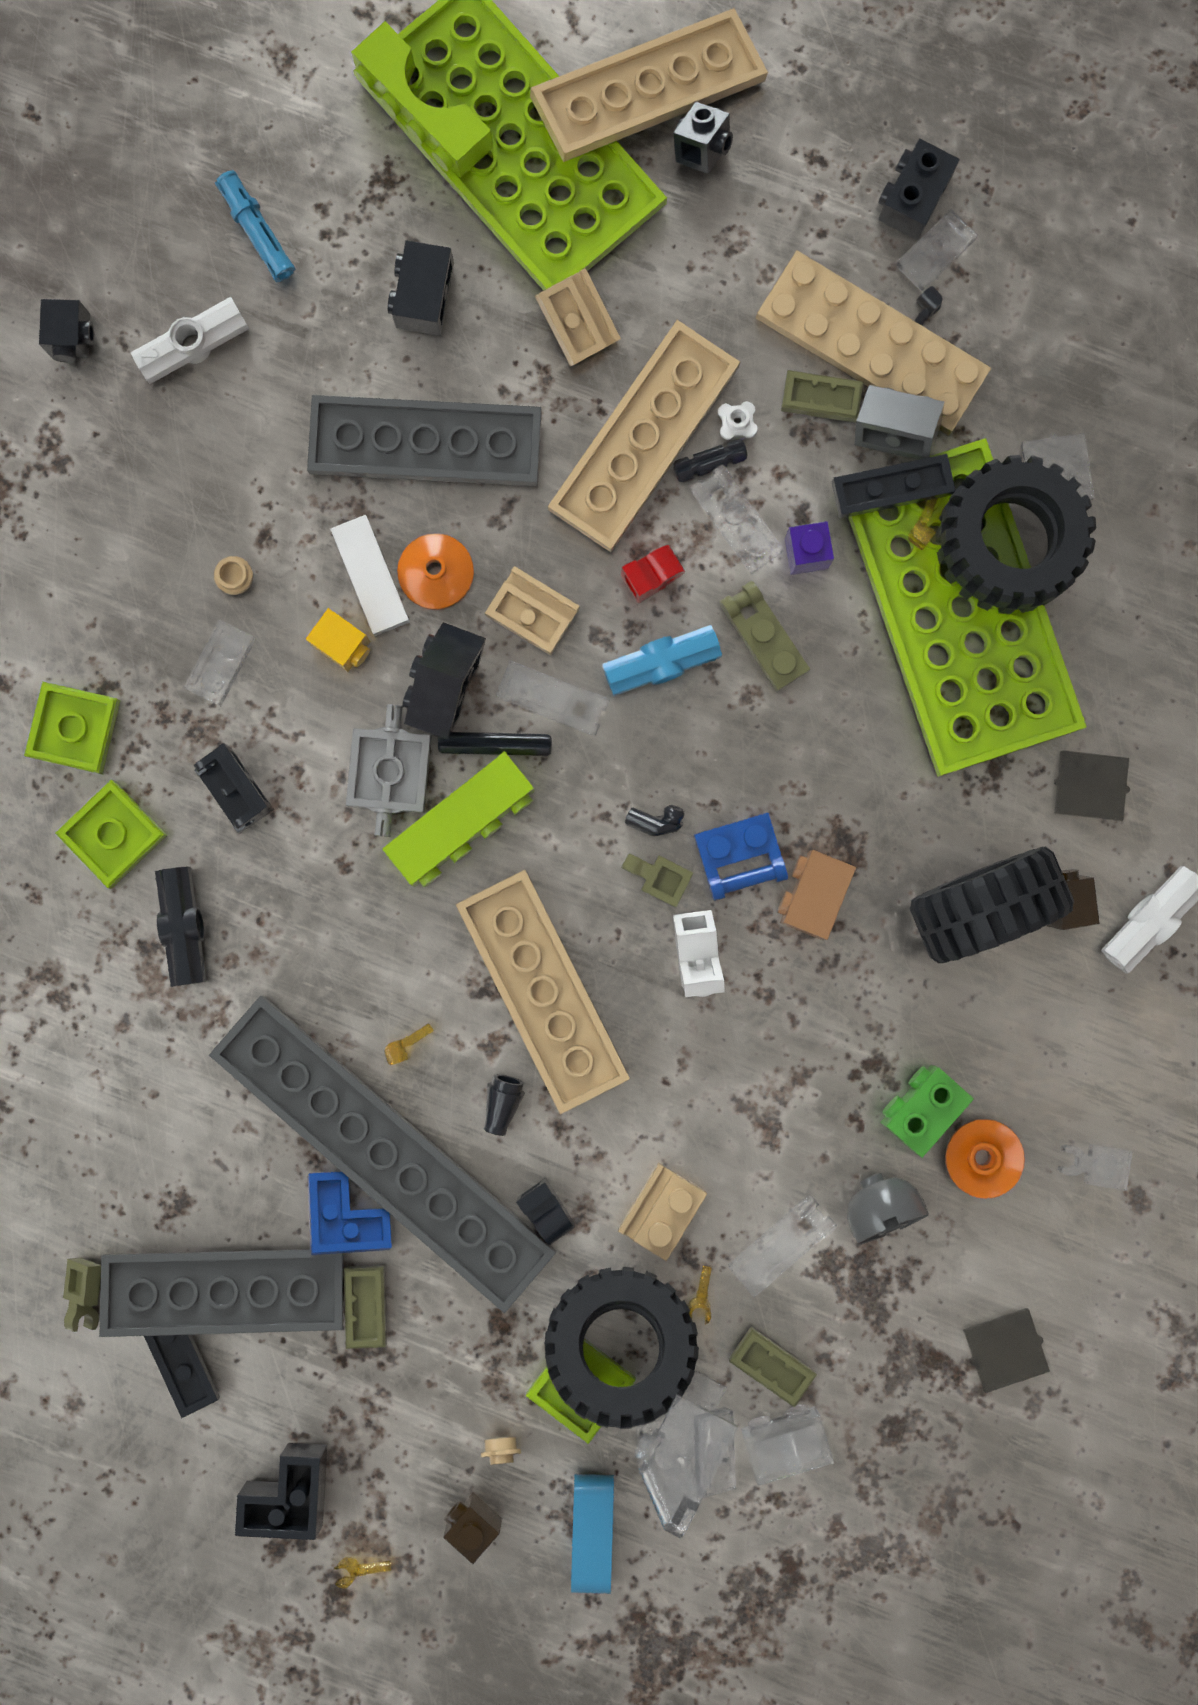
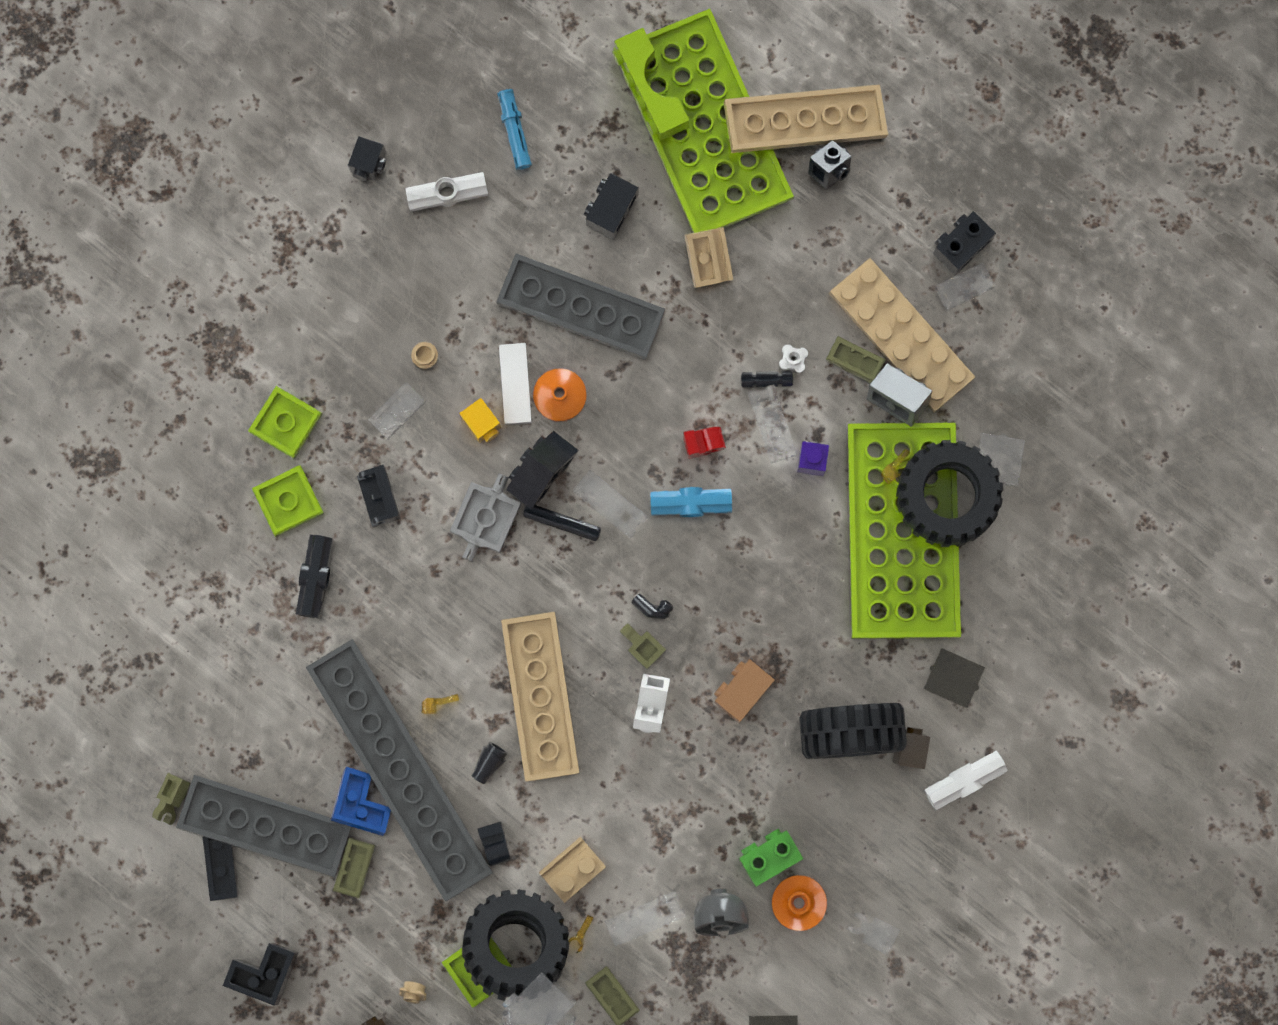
camera: 20 degrees right, 5 degrees down
(460, 819) = (521, 565): lime brick -> none
(532, 610) = (615, 441): tan plate -> none
(643, 436) = (727, 349): tan plate -> none
(735, 844) = (701, 640): blue plate -> none
(765, 637) = (765, 509): olive plate -> none
(893, 486) = (881, 435): black plate -> none
(931, 302) = (949, 320): black hand -> none

